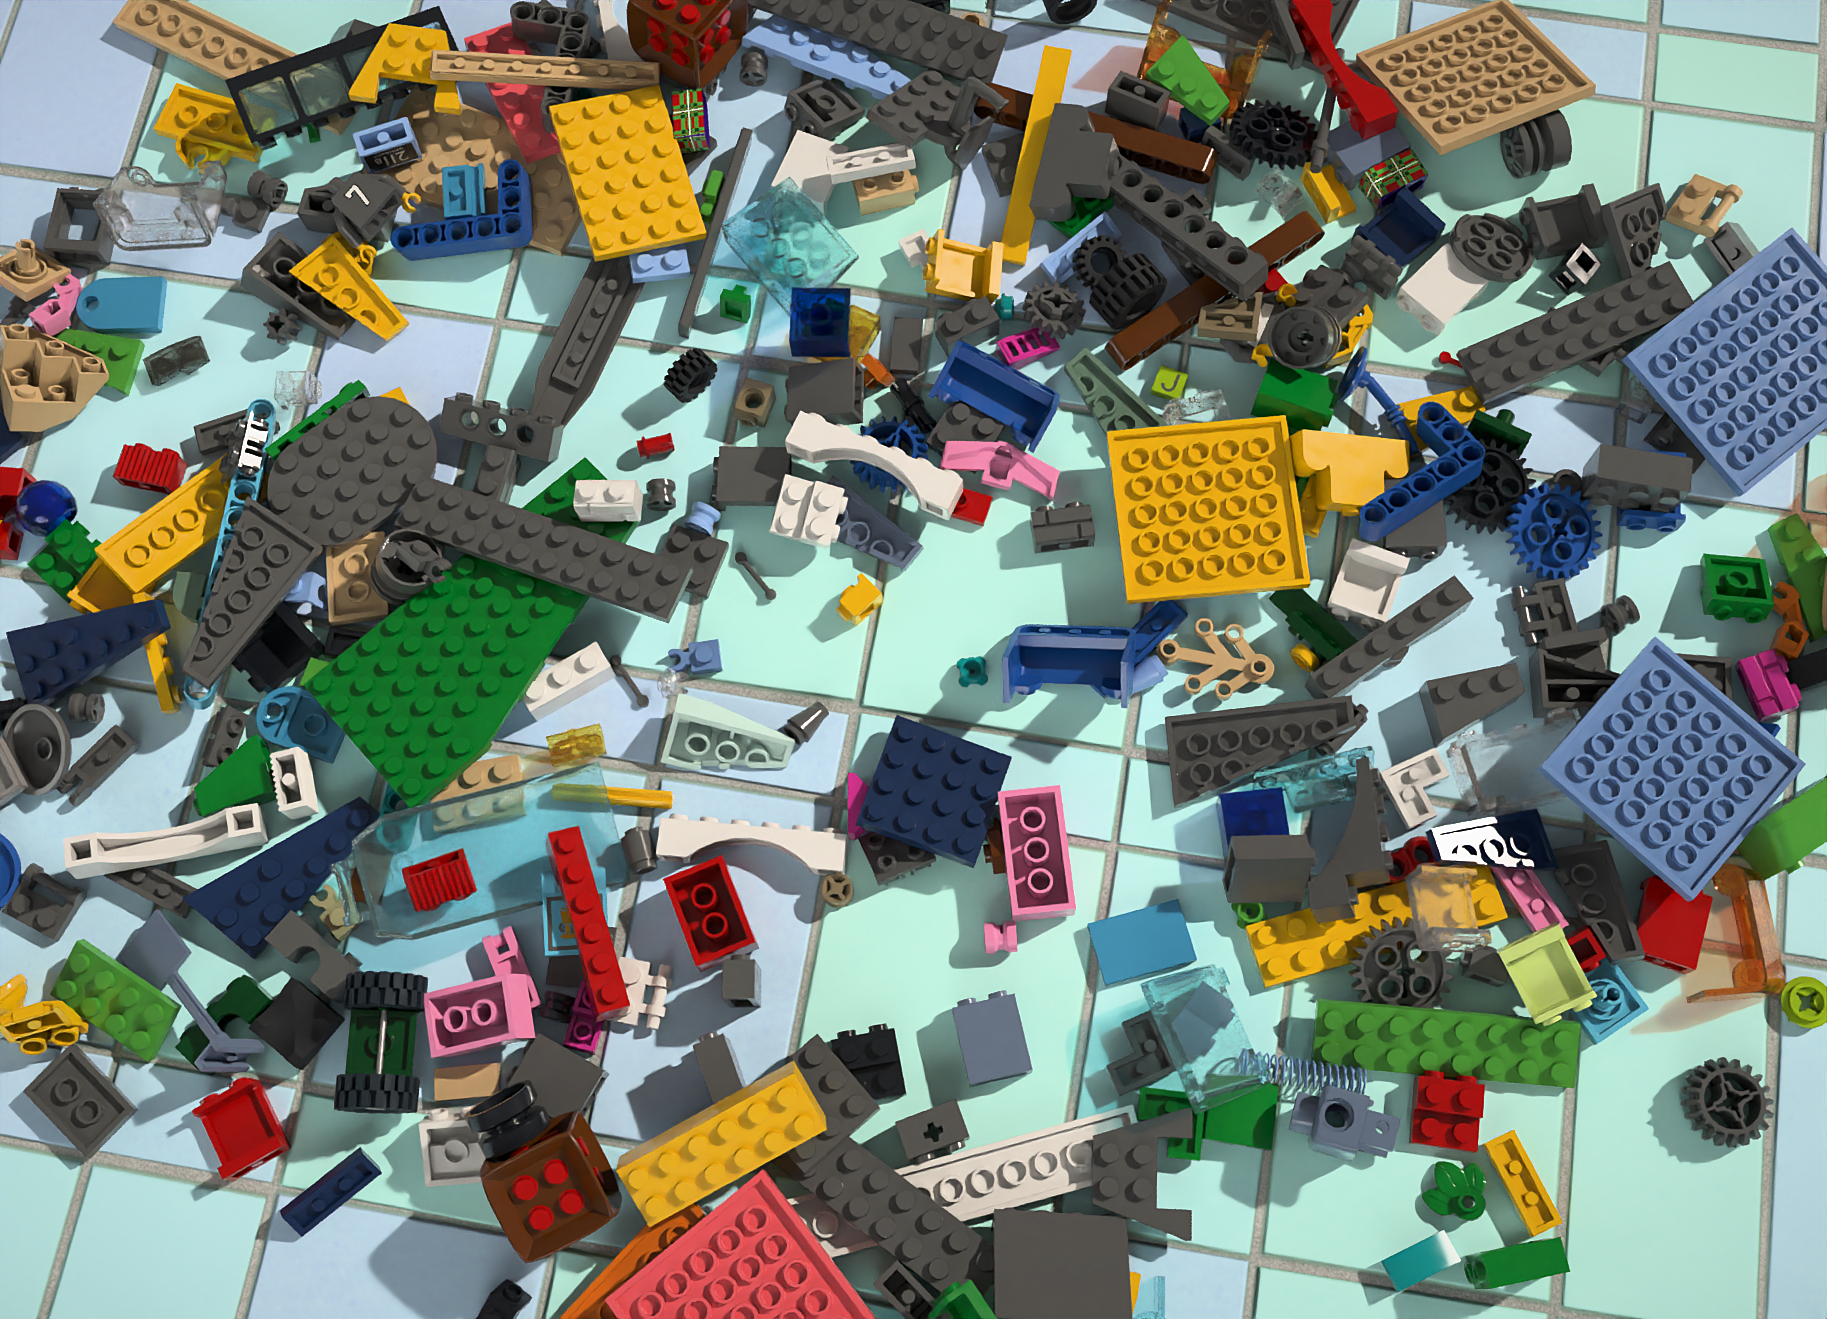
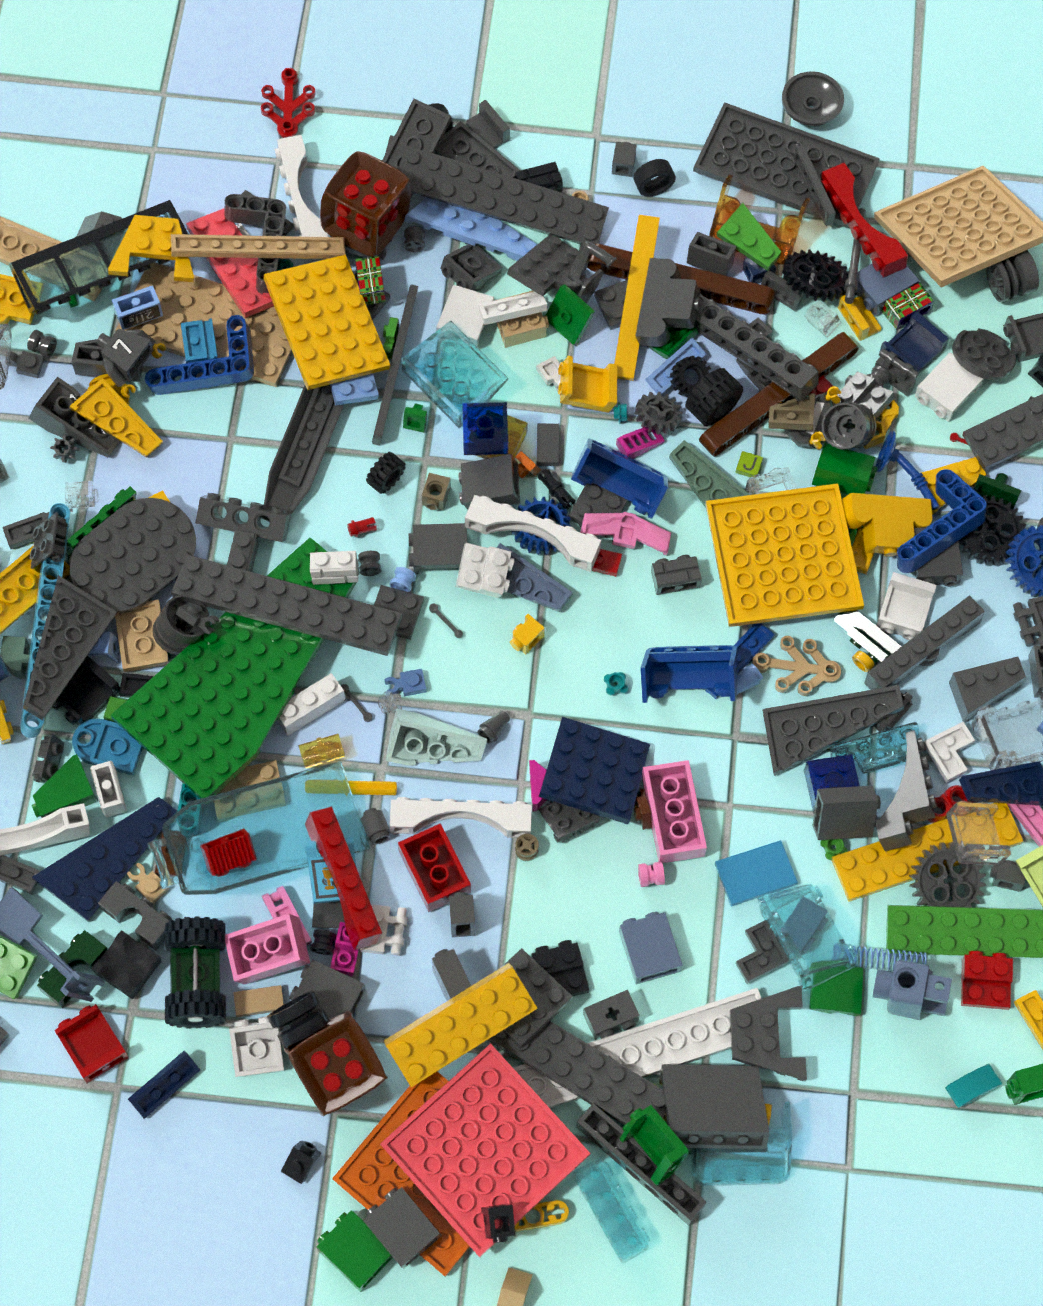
camera: 10 degrees left, 5 degrees down
(946, 175) = (569, 314): none -> green plate
(971, 324) = (597, 425): dark grey brick -> none
(1158, 1102) = (774, 984): green plate -> none
(1453, 1187) = (994, 1034): green plate -> none

